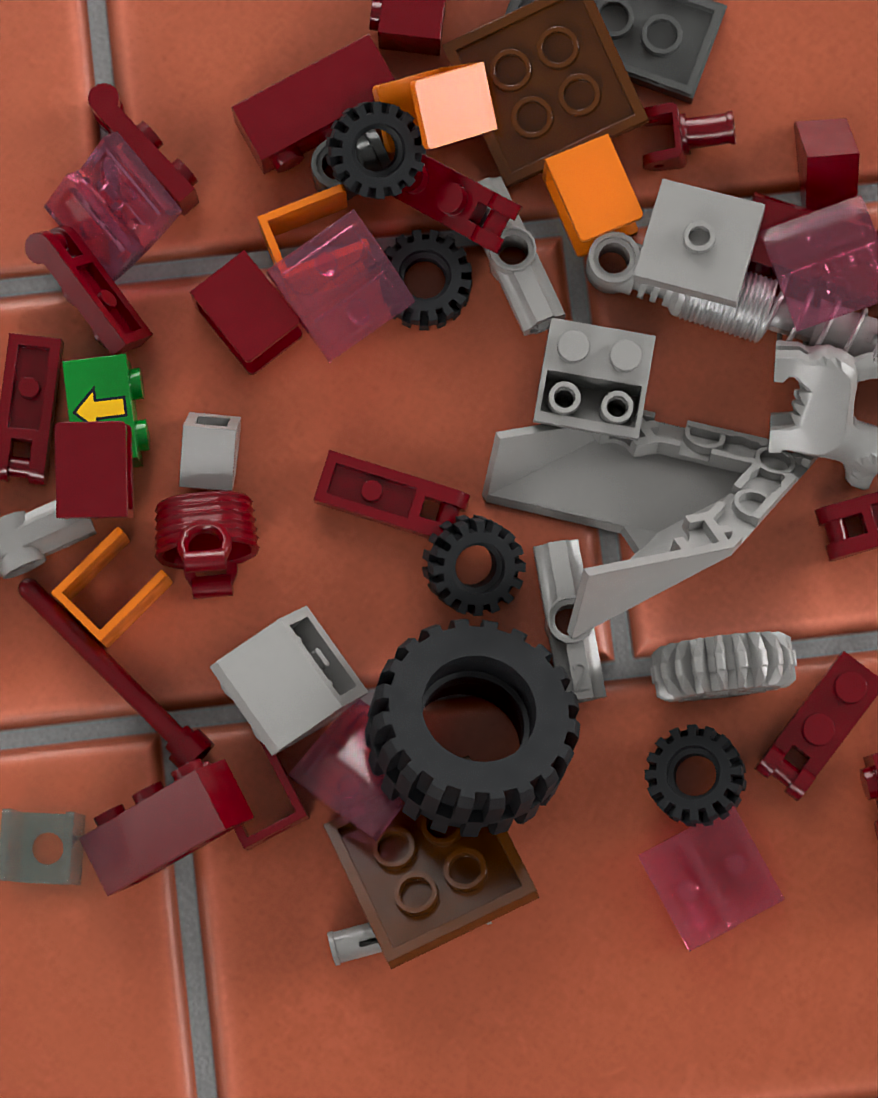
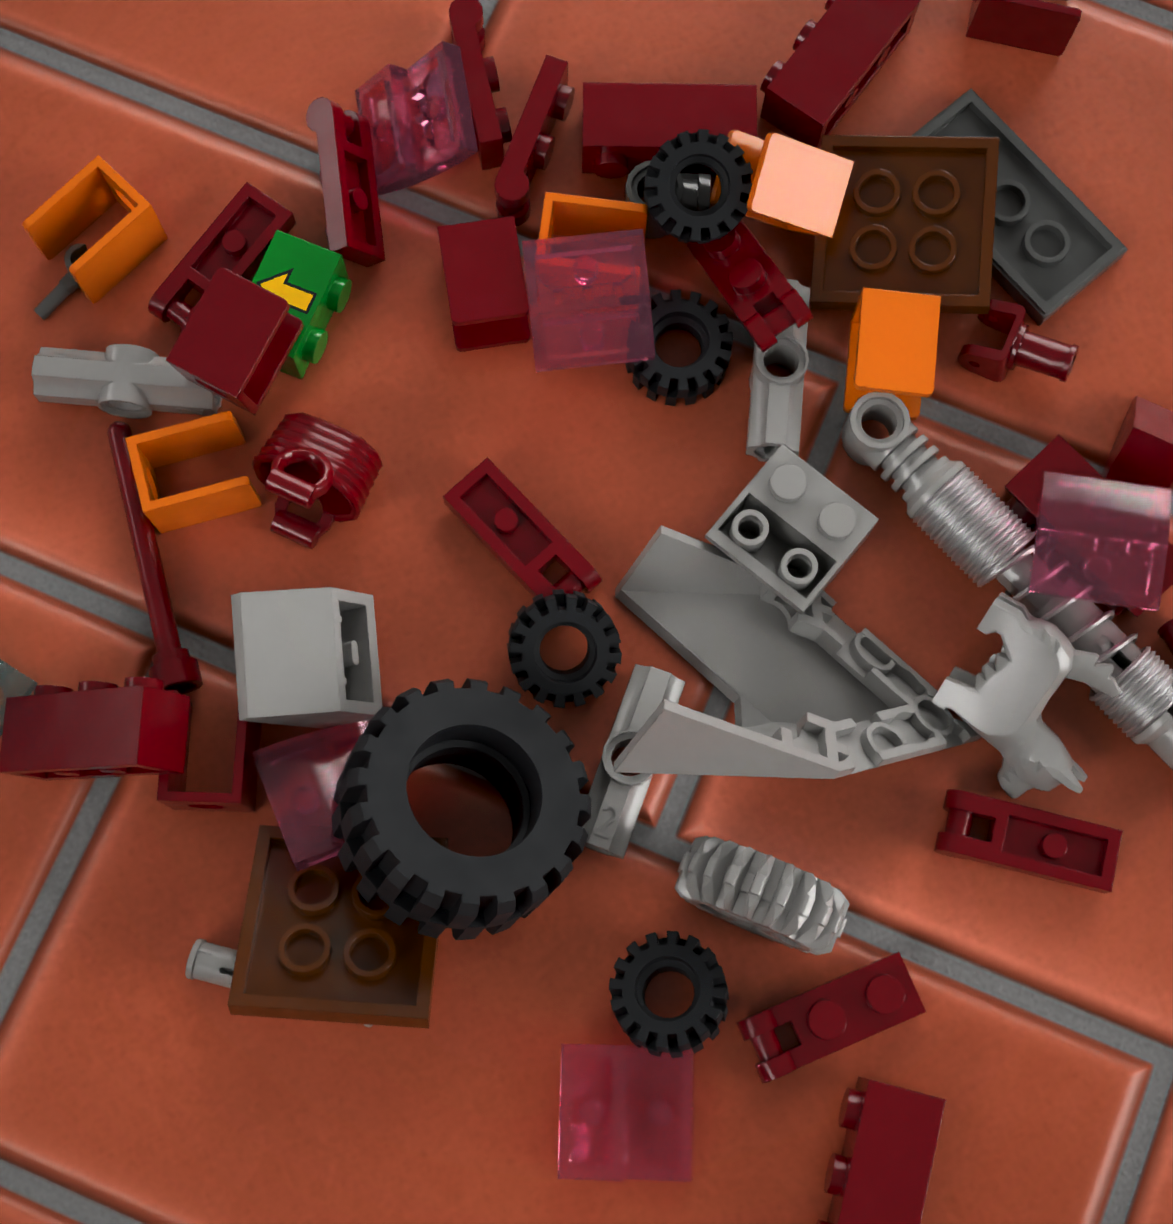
camera: 30 degrees right, 5 degrees down
(209, 451) = (370, 395): light grey brick -> none
(216, 176) = (532, 139): none -> dark red plate
(699, 243) = (975, 449): light grey plate -> none

